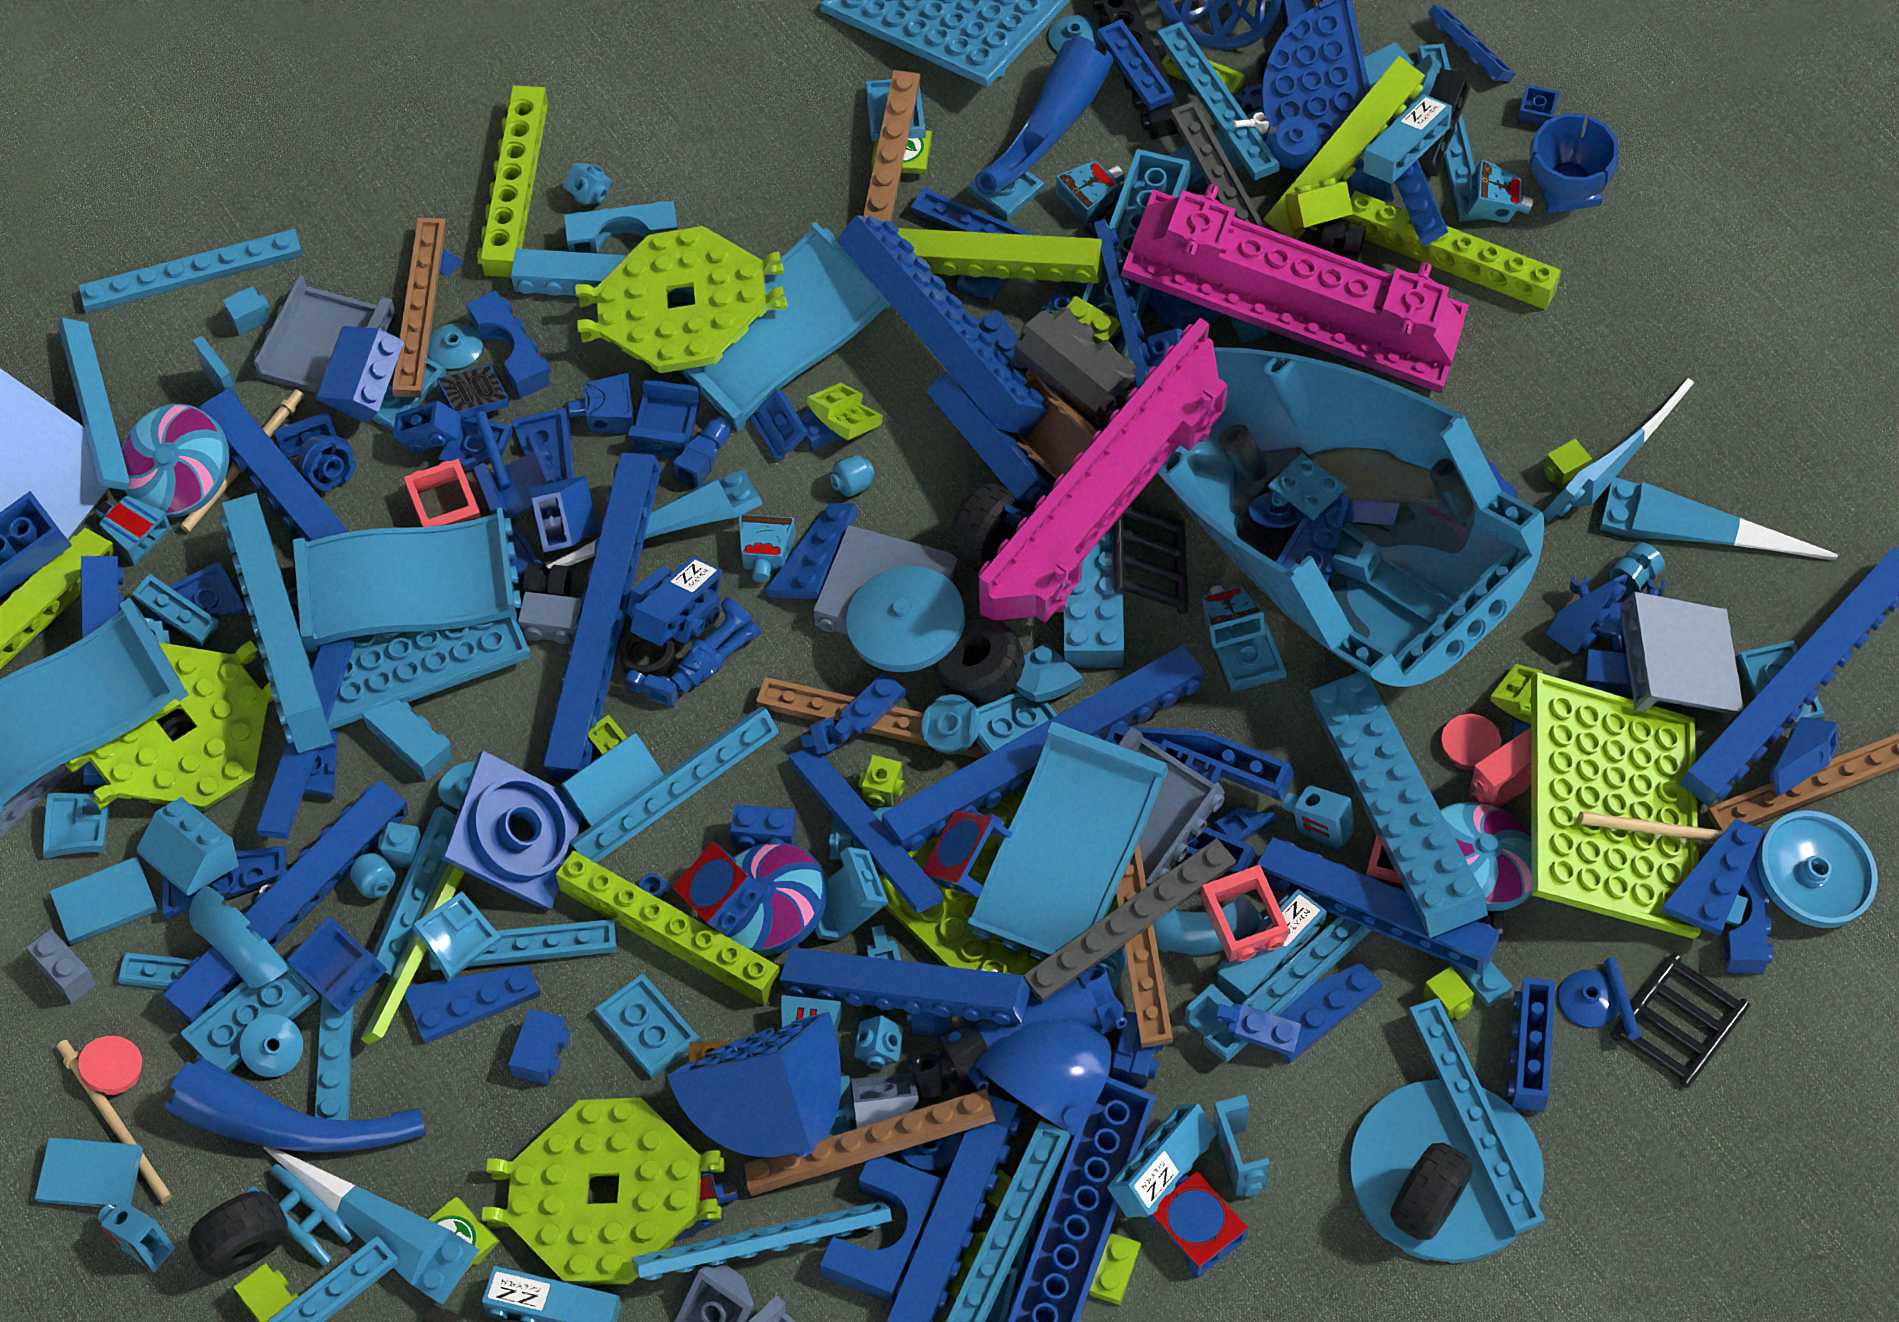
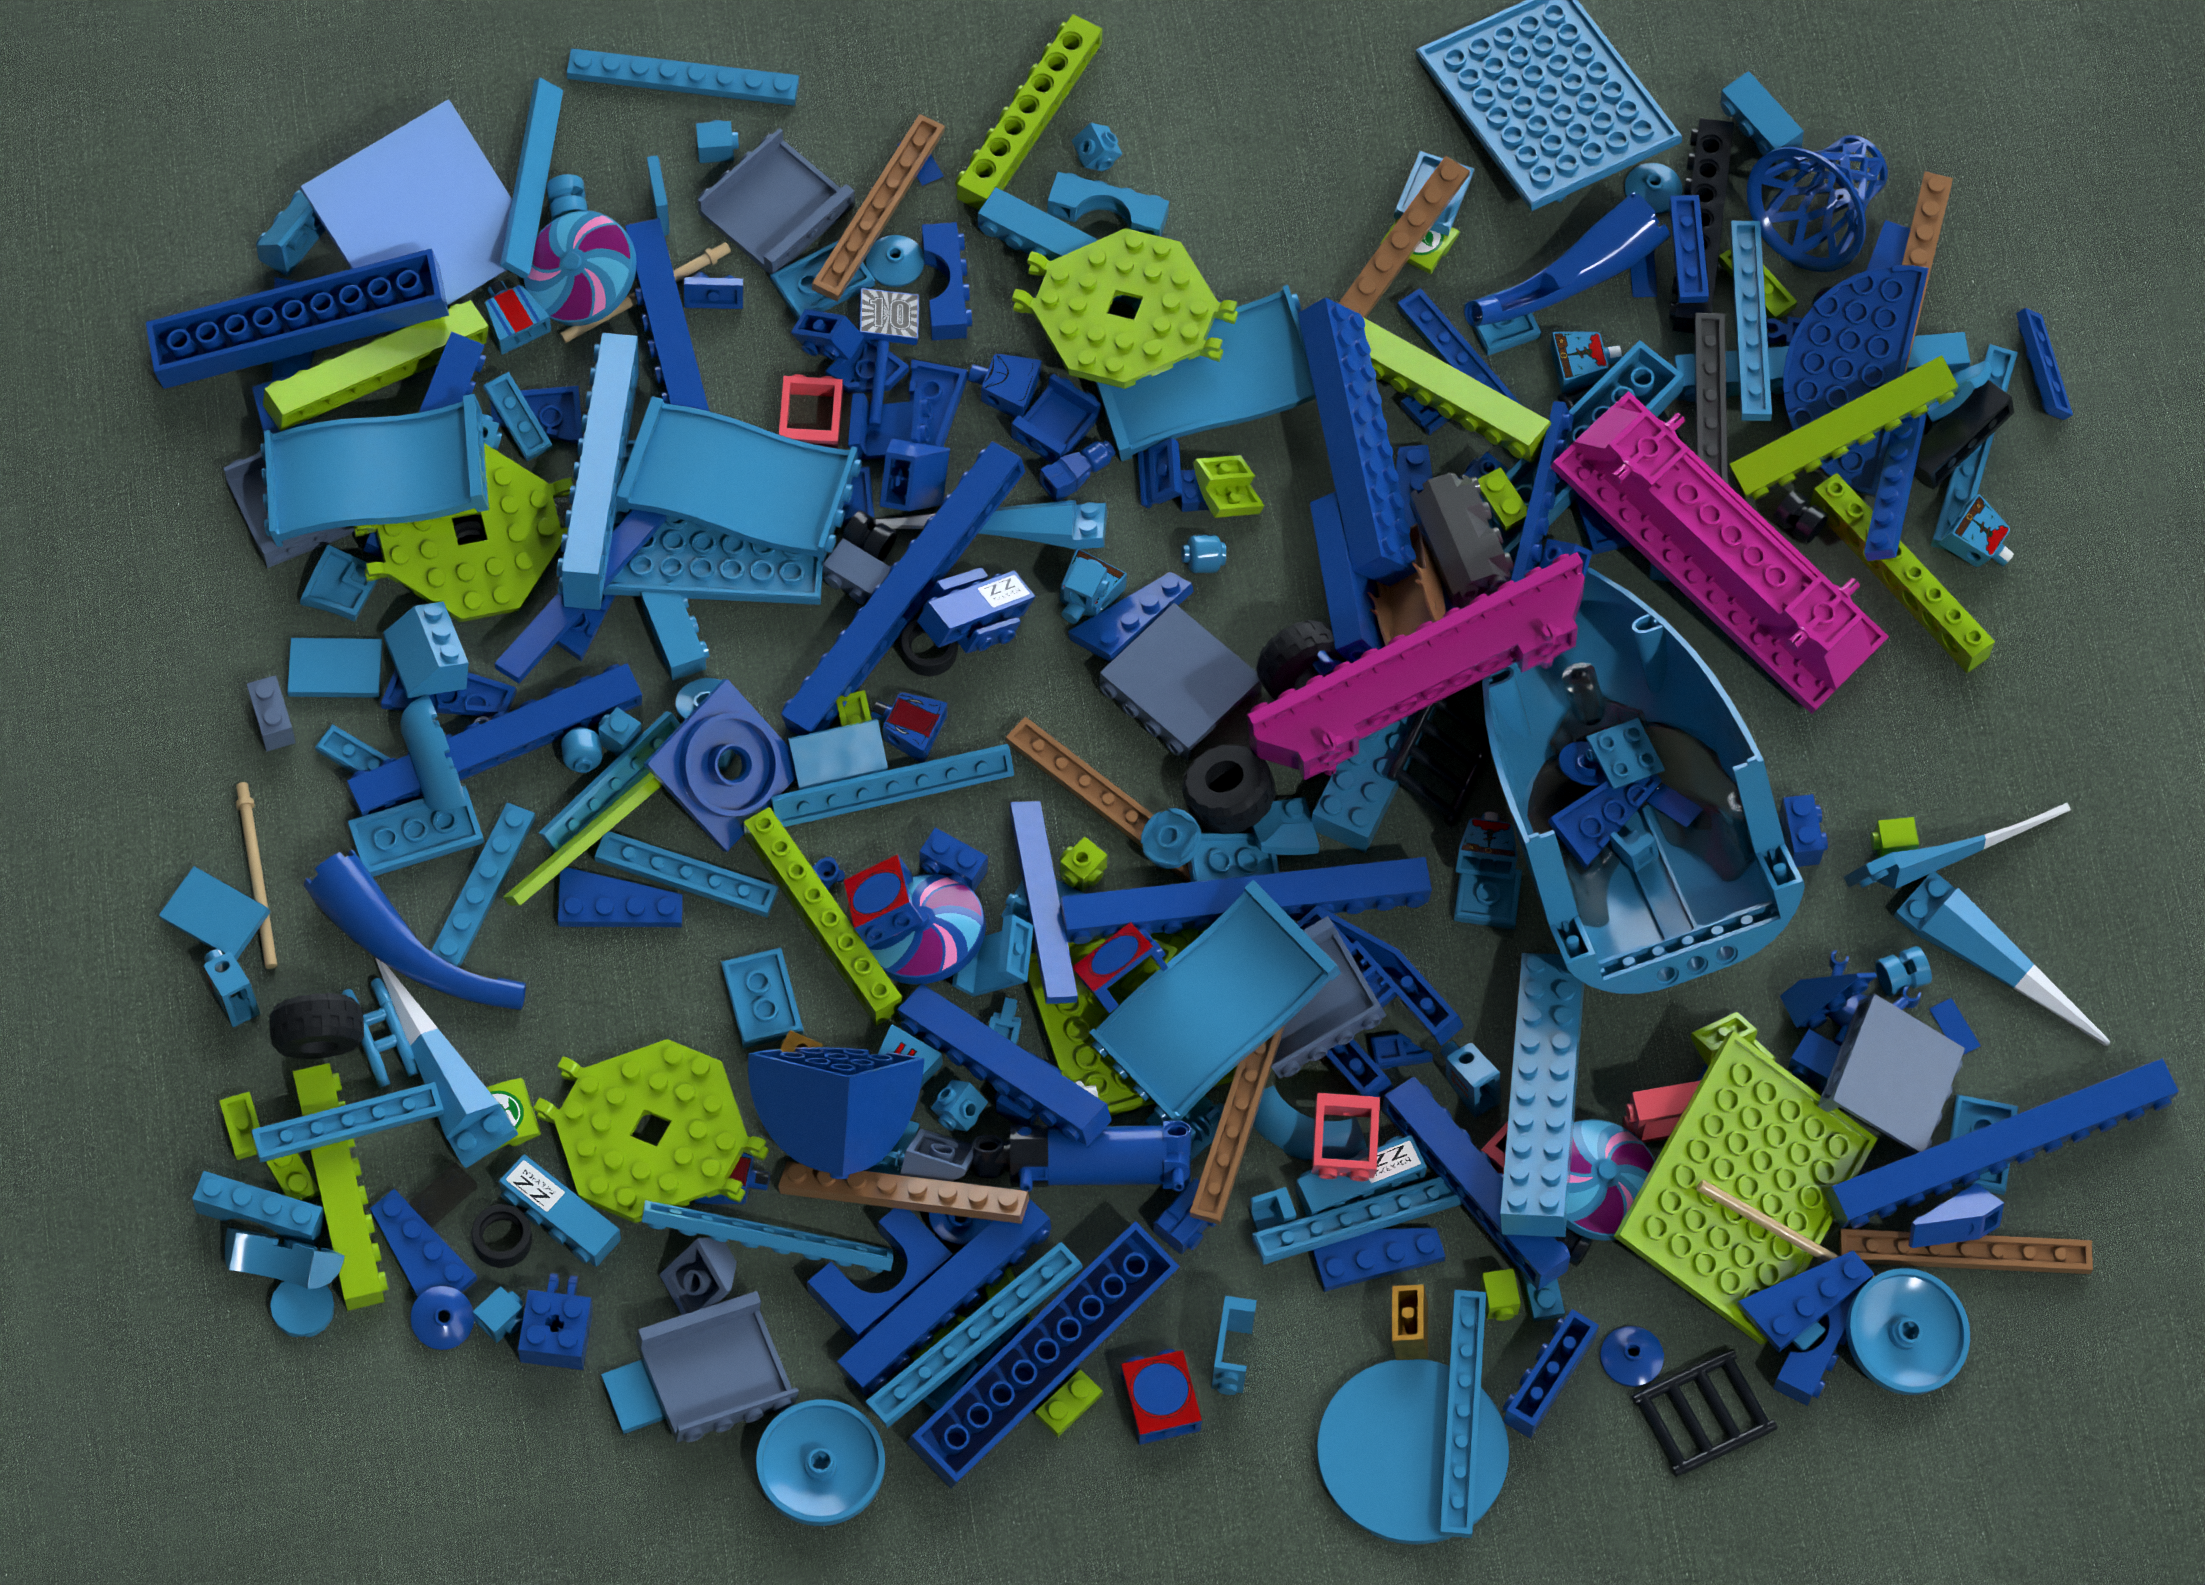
camera: 20 degrees right, 5 degrees up
(110, 1065) = (274, 823): coral tile -> none
(130, 405) = (566, 195): none -> dark azure wheel
(255, 1050) = (405, 868): dark azure dish -> none
(326, 461) = (719, 329): blue cone -> none
(336, 965) = (510, 820): blue panel -> none
(359, 371) = (789, 252): blue slope -> none
(456, 934) = (628, 838): dark azure plate -> none
(539, 1047) = (656, 975): blue brick -> none
(656, 688) = (918, 682): blue plate -> none
(665, 725) = (911, 723): none -> torso
(705, 656) = (979, 672): blue piece -> none
(765, 539) = (1086, 583): none -> dark azure brick
(822, 736) = (1050, 797): blue tile -> none
(869, 707) = (1105, 788): blue hinge -> none
(905, 619) = (1178, 718): dark azure dish -> none
(1051, 1069) = (1094, 1199): blue brick -> none
(1105, 108) = (1644, 277): none -> blue sticker
(1128, 920) = (1235, 1095): dark grey plate -> none
(1162, 1160) = (1155, 1326): dark azure brick -> none
(1258, 122) = (1775, 362): white hand -> none
(1259, 1027) = (1306, 1246): blue hinge -> none
(1294, 142) = (1799, 397): blue cone -> none
(1320, 203) = (1788, 472): lime brick -> none
(1386, 1054) = (1410, 1322): none -> pearl gold brick
(1407, 138) = (1909, 443): dark azure brick -> none
(1431, 1191) = (1379, 1462): black tyre -> none
(1469, 740) = (1653, 1065): coral tile -> none
(1538, 105) = (2075, 459): blue piece -> none
(1570, 167) = (2066, 535): blue plate -> none
(1622, 998) = (1658, 1368): blue bar -> none
(1695, 593) = (1954, 1025): none -> blue sticker

